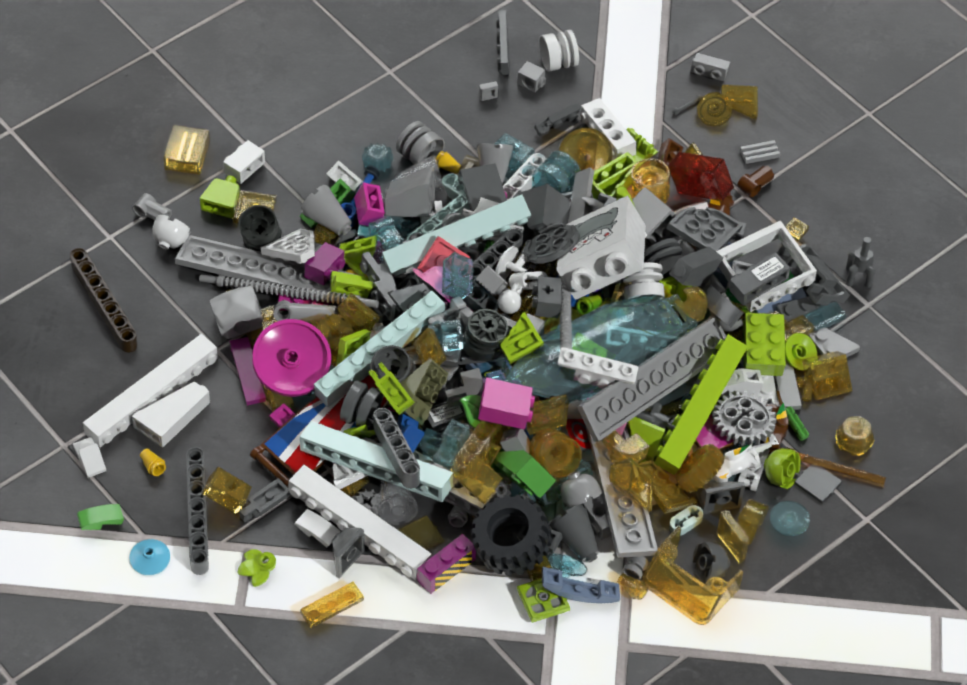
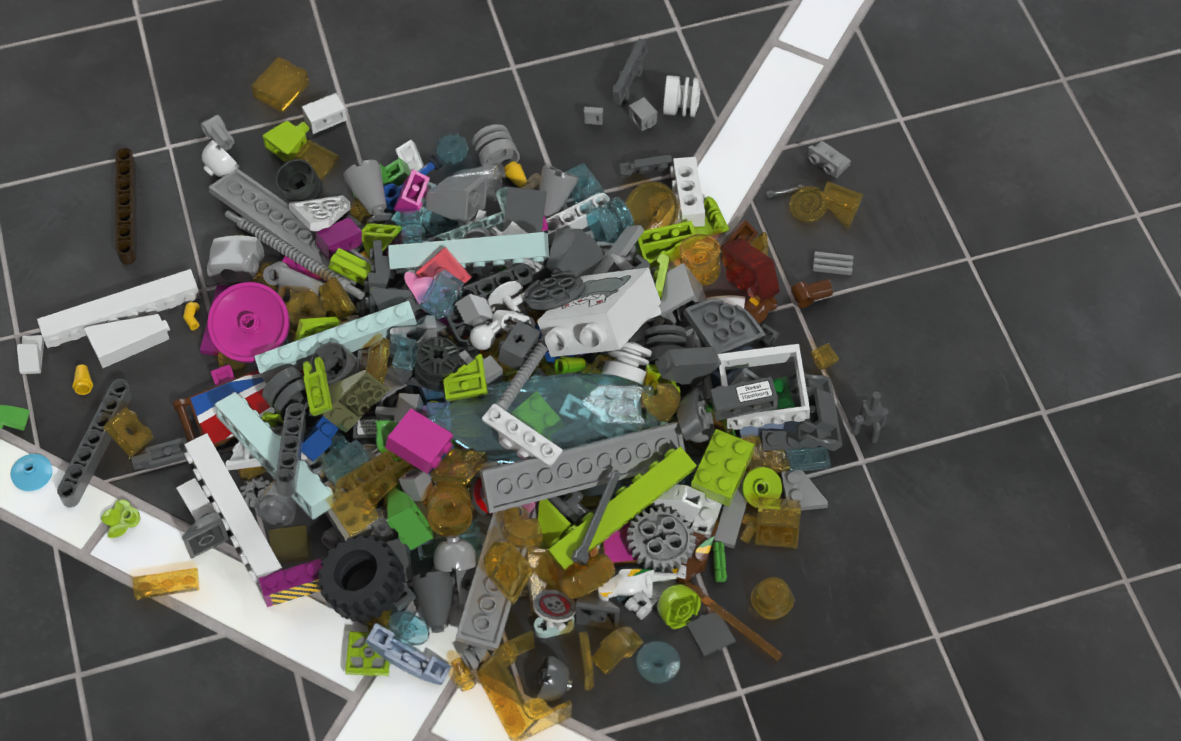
camera: 25 degrees right, 5 degrees up
(217, 374) = (190, 309): none -> yellow arm
(687, 502) = (554, 608): none -> shield
(689, 451) = (581, 555): none -> dark grey piece

